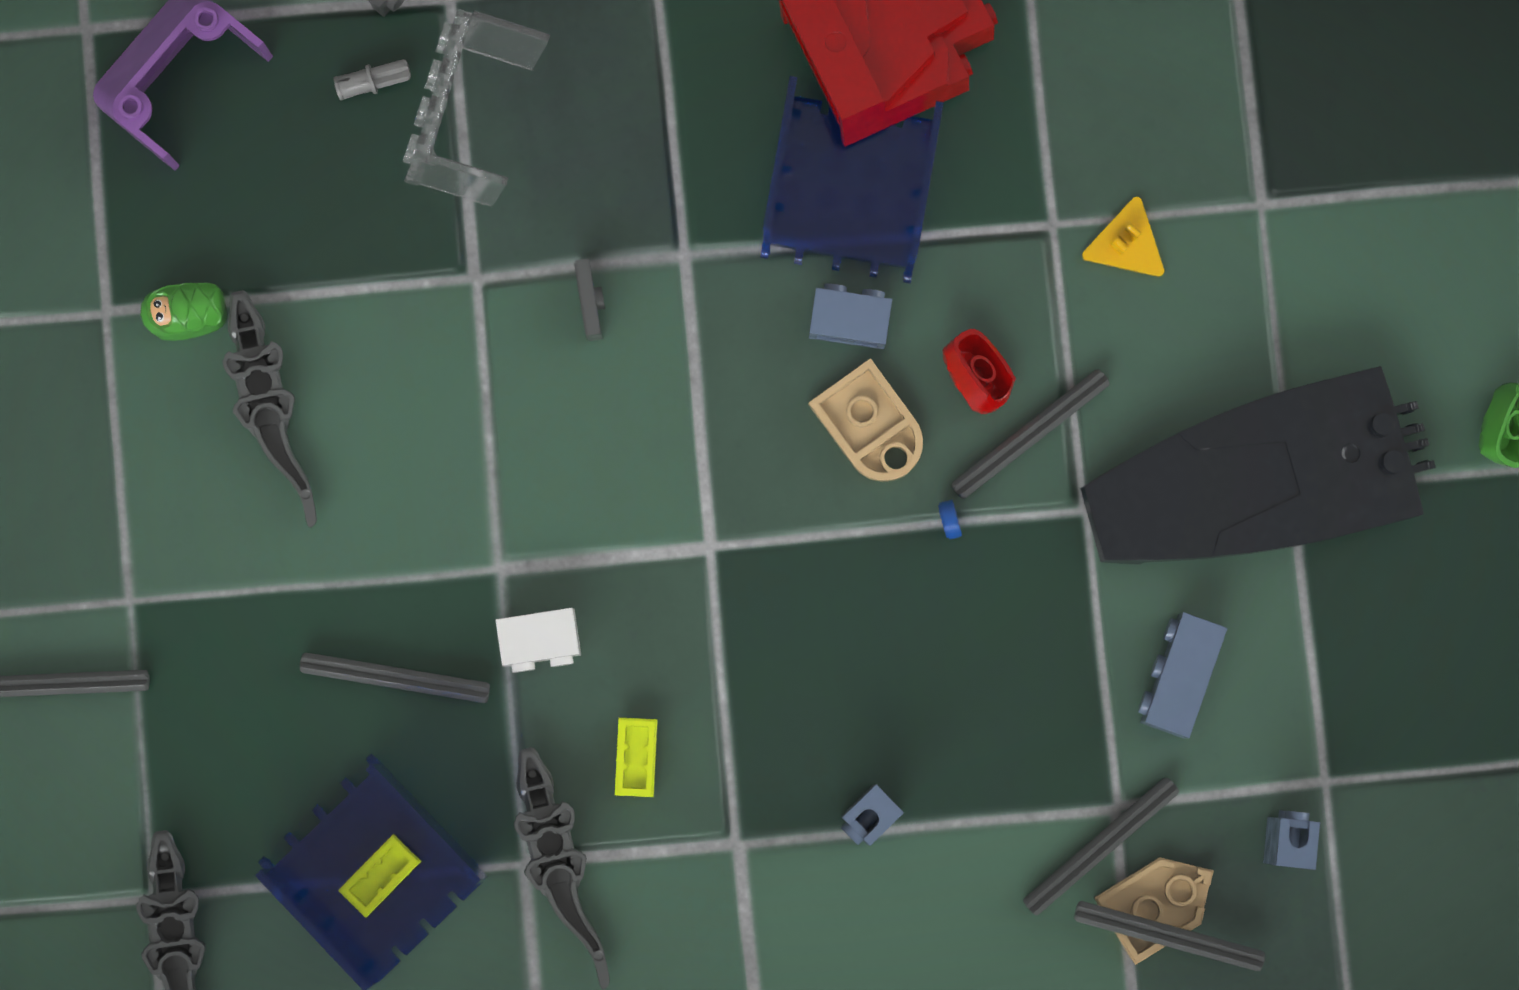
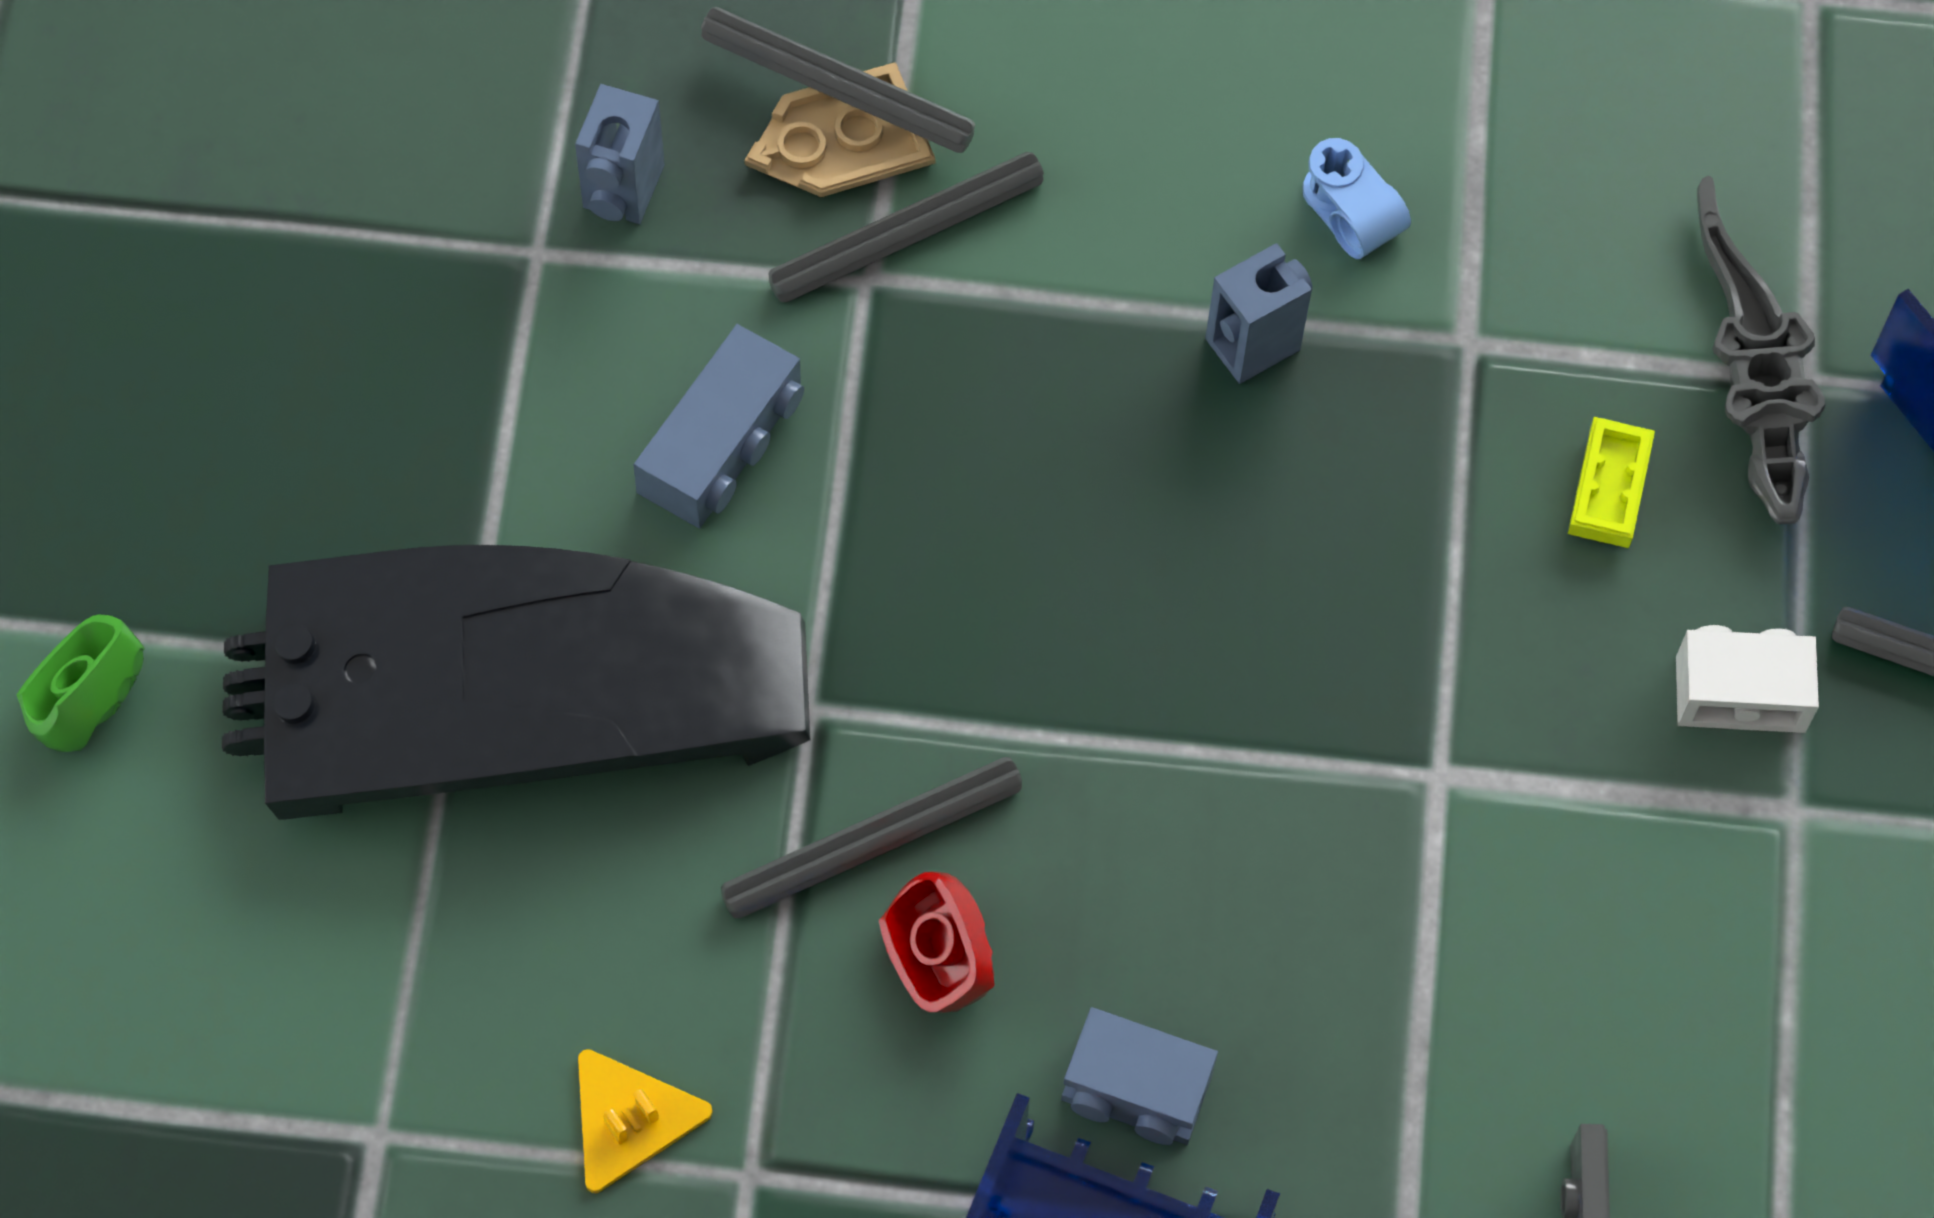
camera: 170 degrees left, 20 degrees down
(820, 916) = (1353, 198): none -> light blue piece
(868, 421) = (1140, 912): tan tile -> none
(950, 519) = (1037, 726): blue tile -> none

